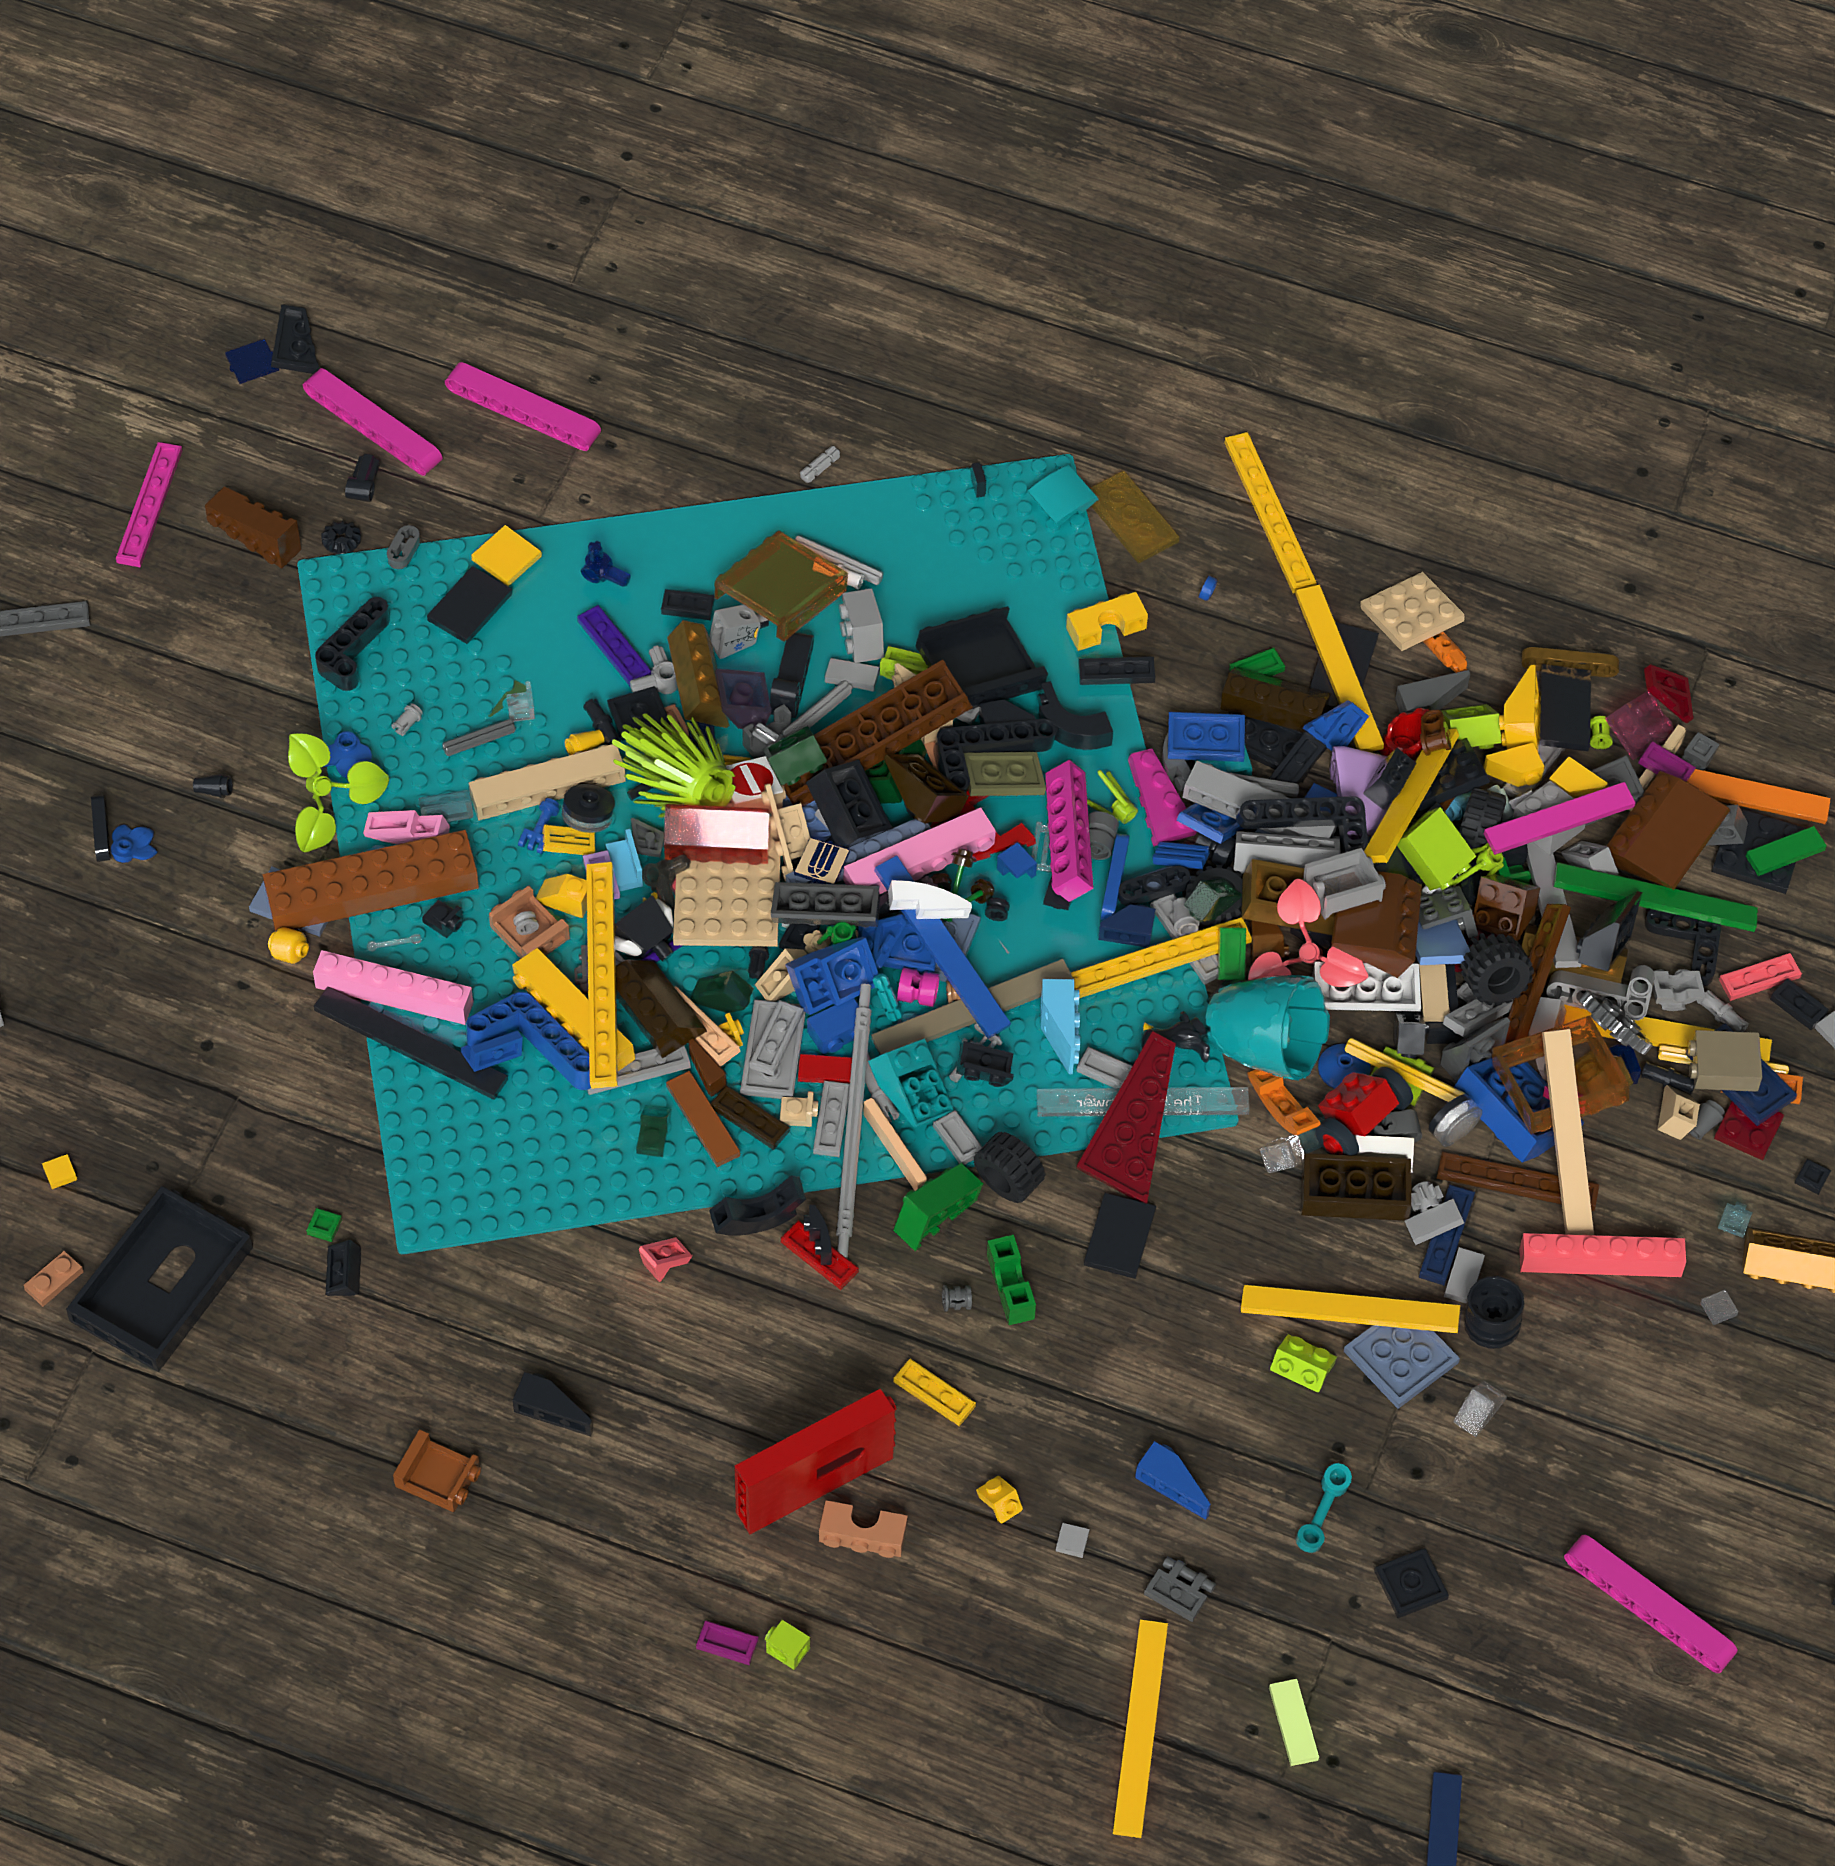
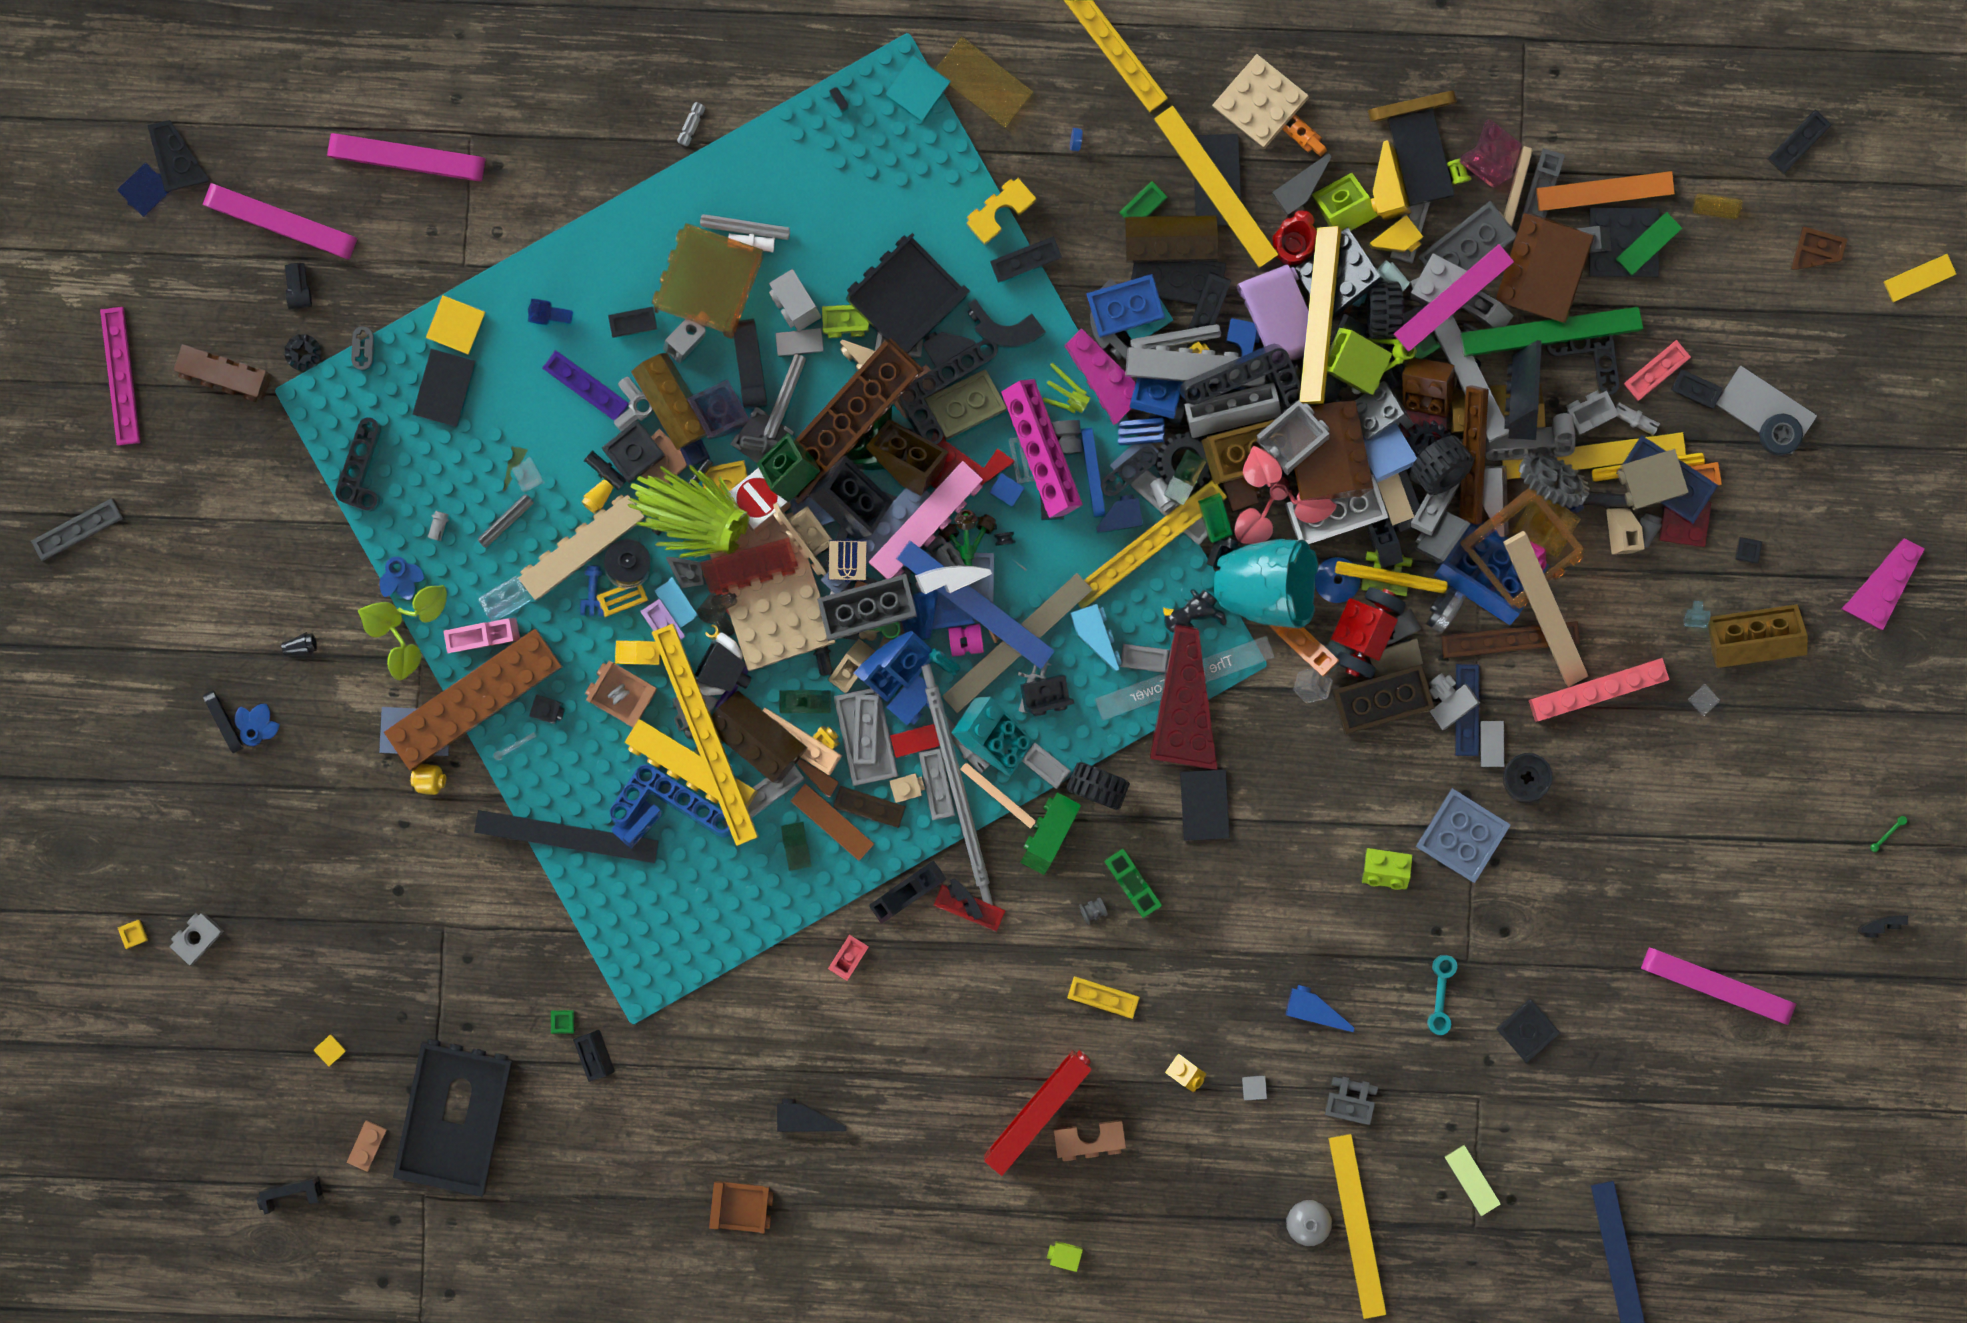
camera: 15 degrees left, 30 degrees up
(393, 987) = (533, 794): bright pink brick -> none
(727, 1642) = (1018, 1267): magenta tile -> none
(1085, 1705) = (1309, 1223): none -> light grey cylinder
(1337, 725) = (1235, 257): blue wing -> none
(1350, 1308) = (1411, 812): yellow tile -> none
(1389, 778) = (1297, 302): black brick -> none
(1434, 732) = (1323, 247): reddish brown piece -> none
(1479, 1408) = (1539, 859): clear slope -> none
(1519, 798) = (1411, 268): light grey tile -> none
(1577, 779) = (1455, 243): yellow slope -> none
(1659, 759) = (1526, 194): magenta tile -> none
(1670, 690) = (1507, 109): dark red wing -> none

